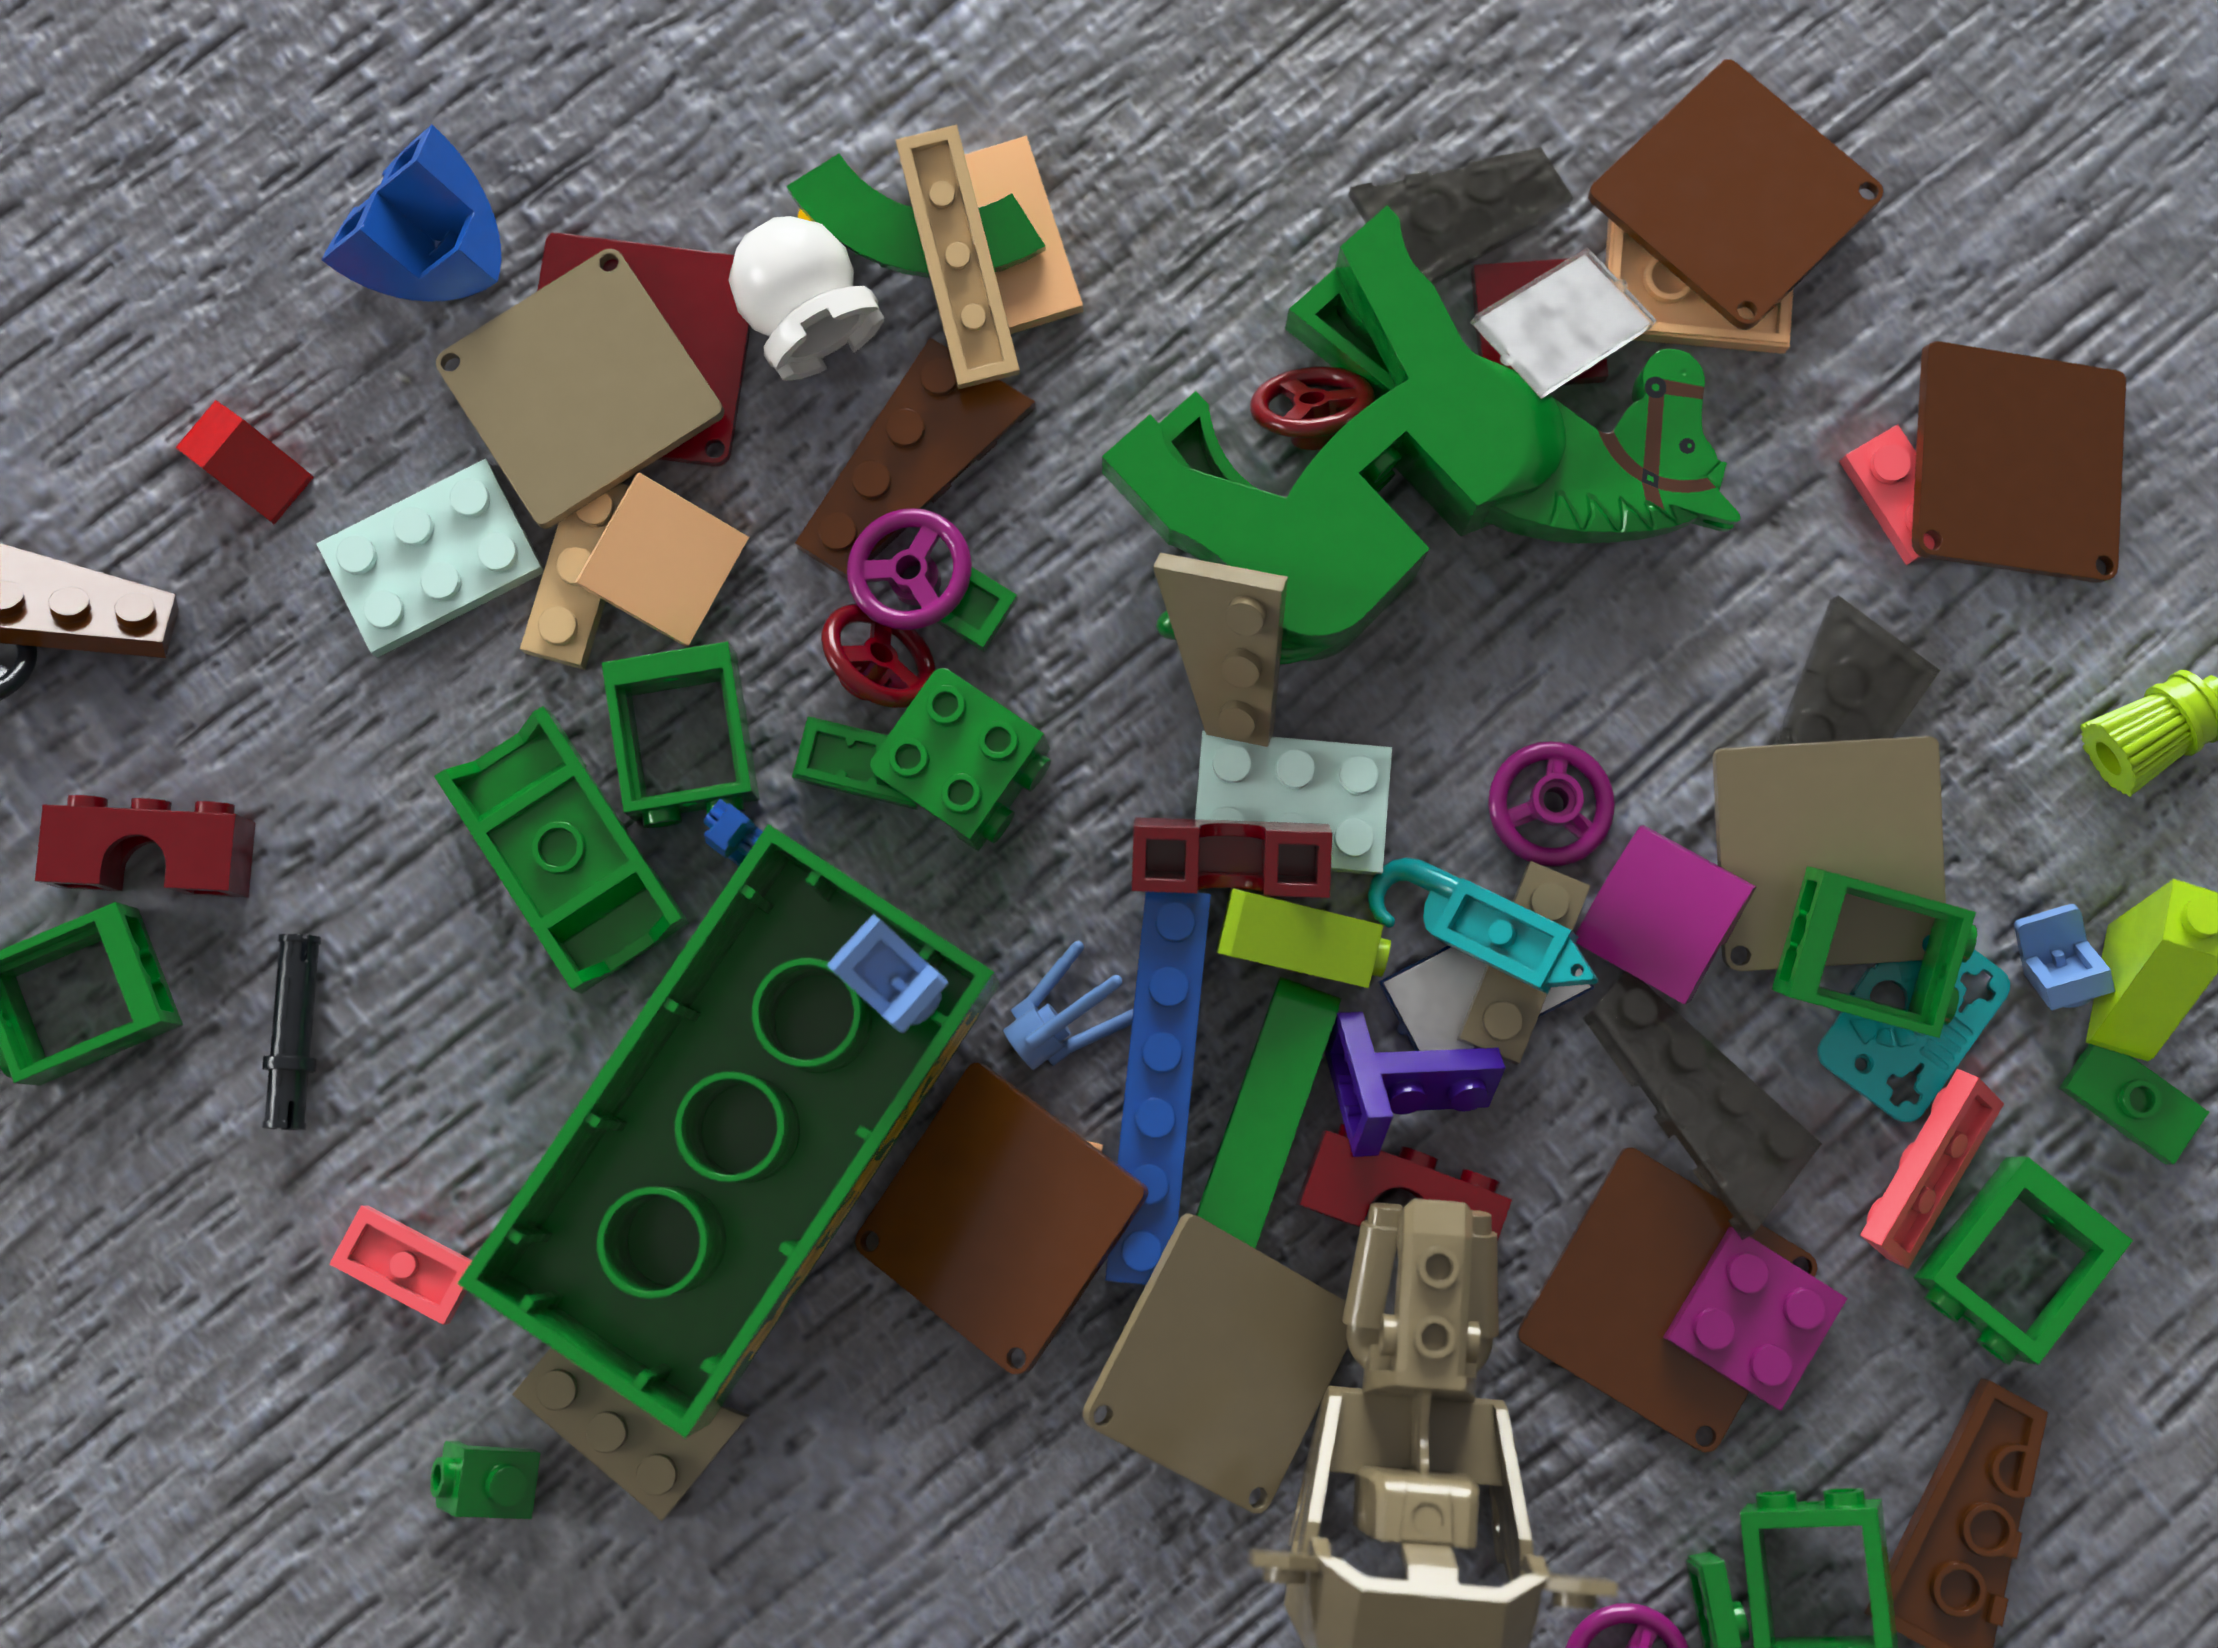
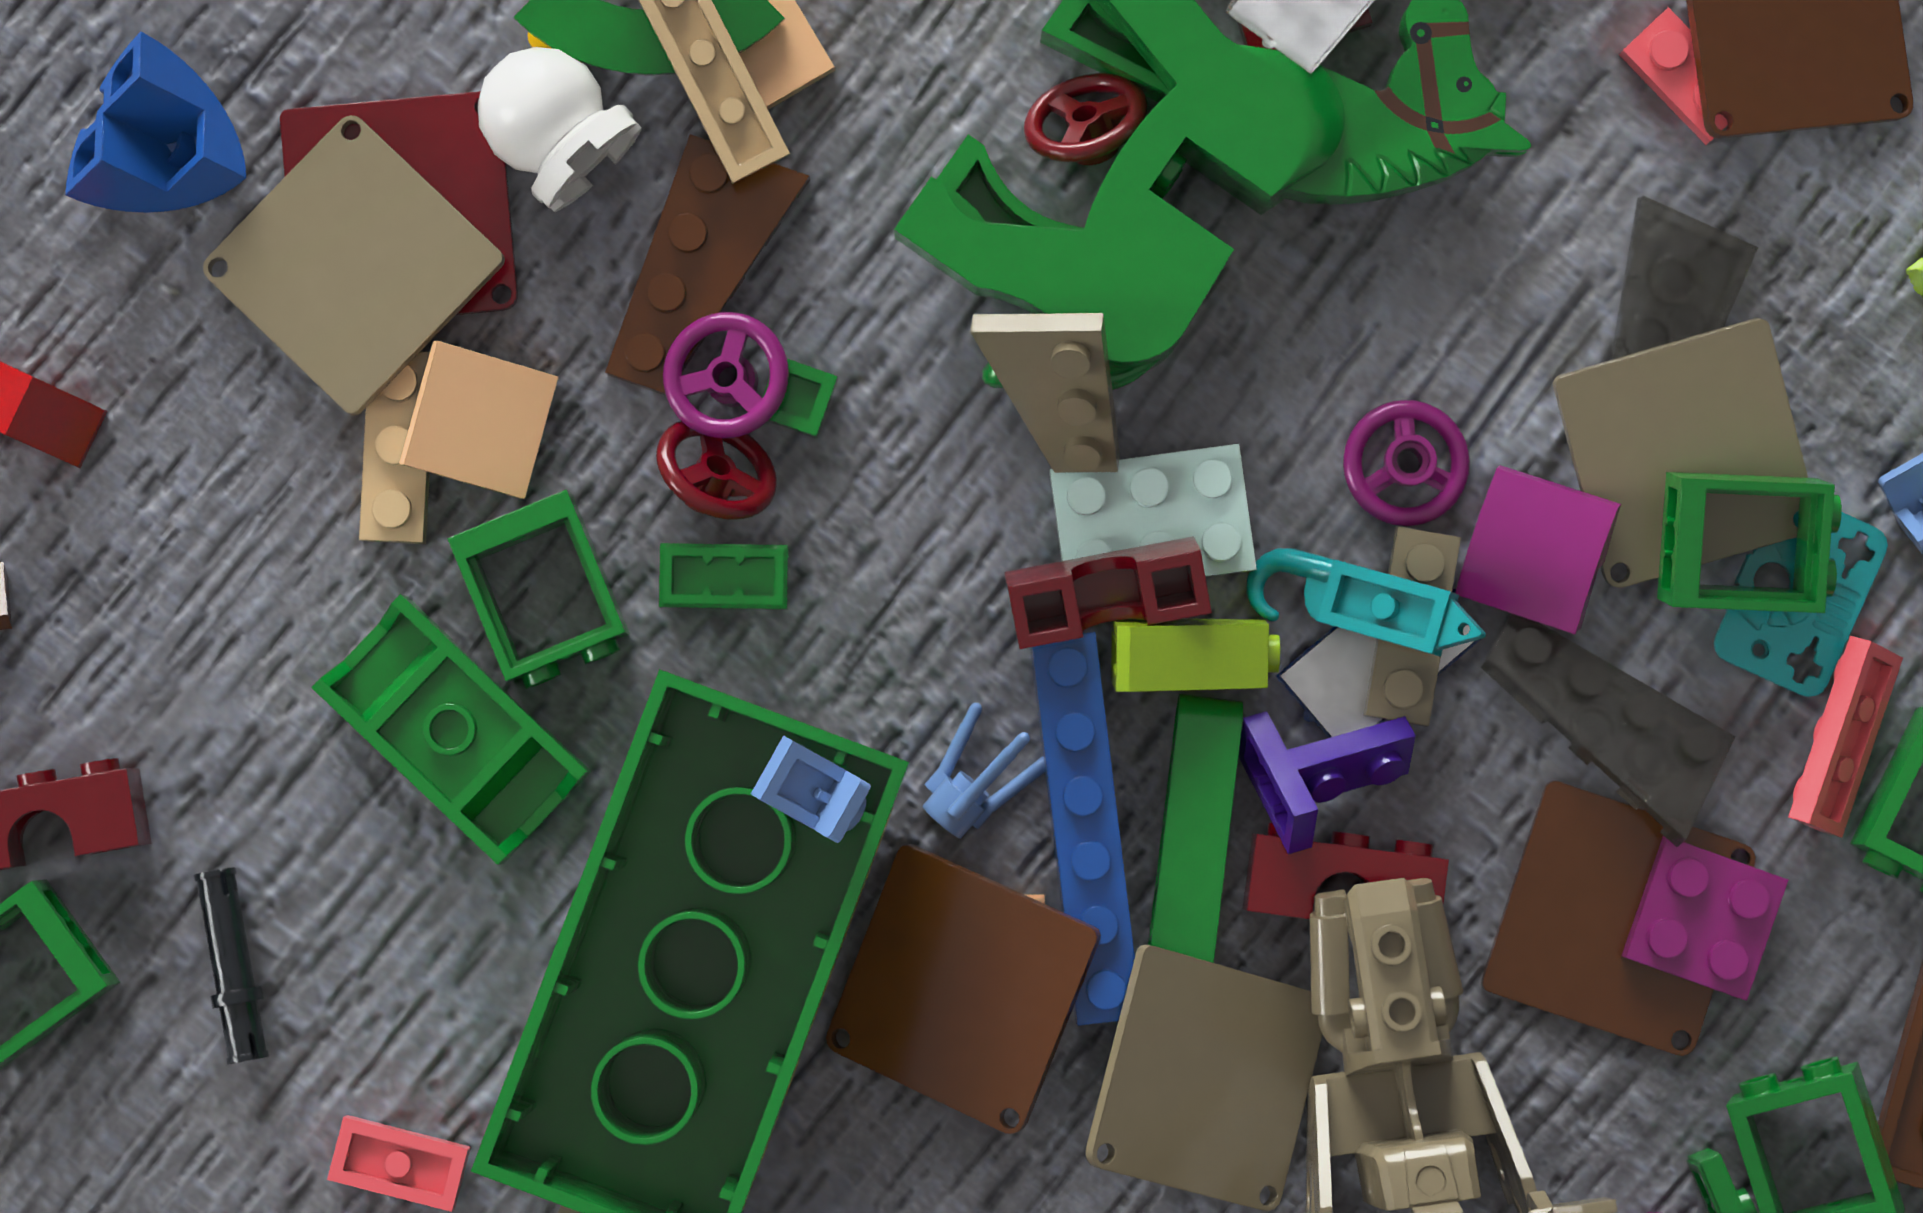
camera: 20 degrees left, 5 degrees up
(430, 558) = (246, 467): light aqua plate -> none
(730, 832) = (622, 681): blue hinge -> none
(962, 757) = (821, 551): green bracket -> none

